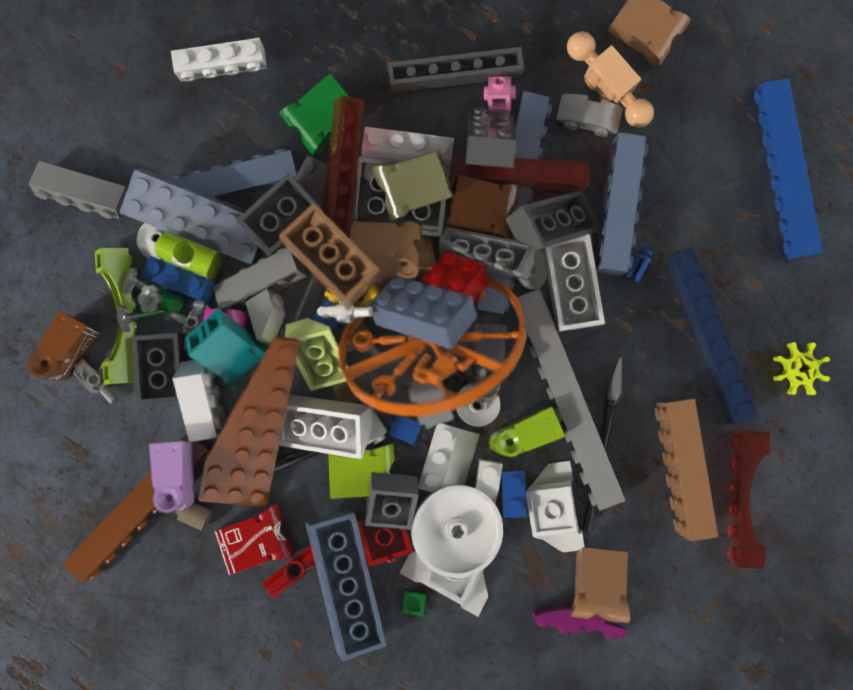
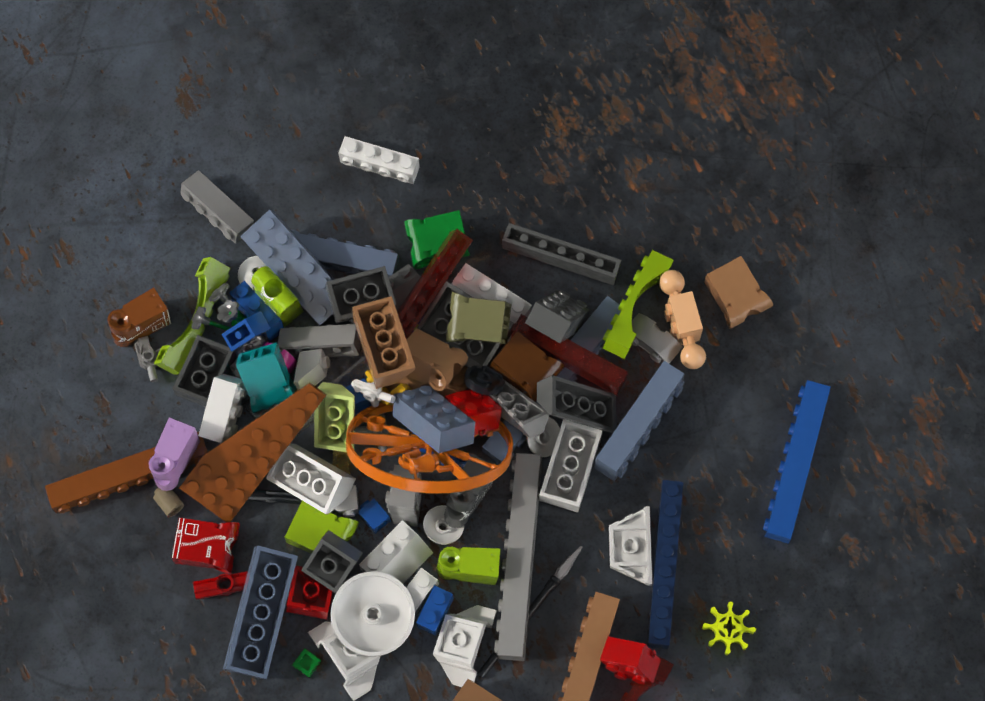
camera: 30 degrees right, 15 degrees down
(180, 309) = (246, 331): none -> blue brick
(450, 243) = (484, 380): none -> black tile
(499, 93) = (588, 288): bright pink brick -> none
(563, 127) = (621, 335): none -> lime arch
(643, 257) = (634, 478): blue arm -> none
(669, 333) = (632, 546): none -> white wing
(731, 453) = (630, 660): none -> red brick

